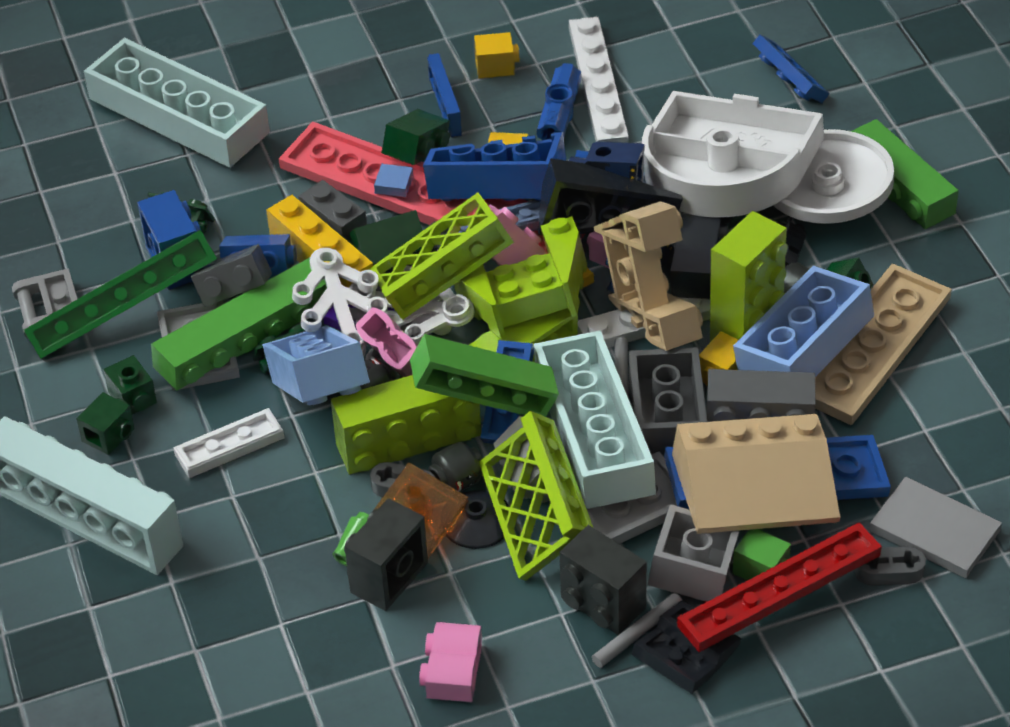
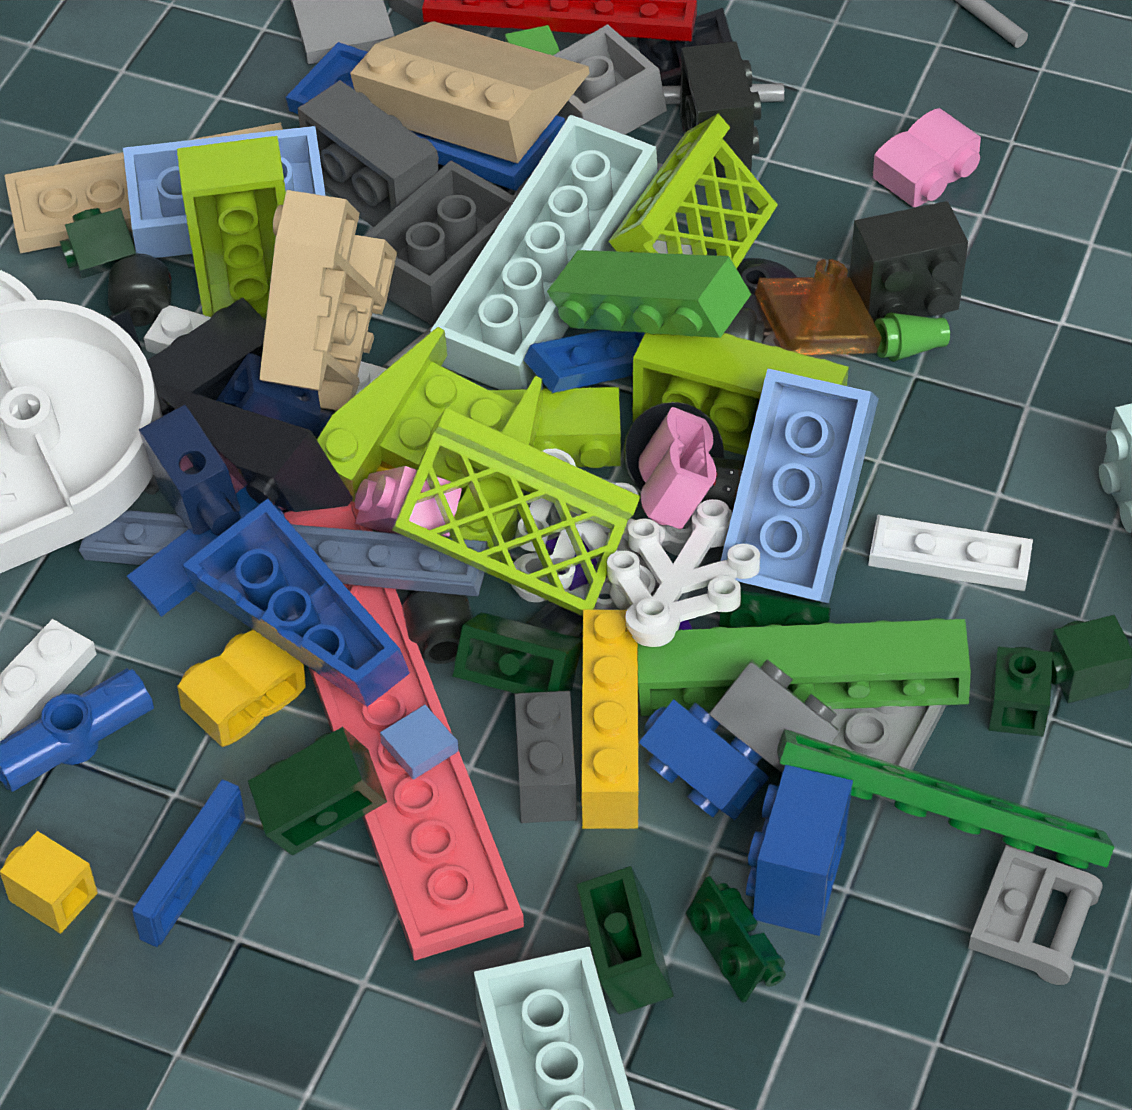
camera: 140 degrees left, 5 degrees up
(221, 169) = (624, 940): none -> dark green brick

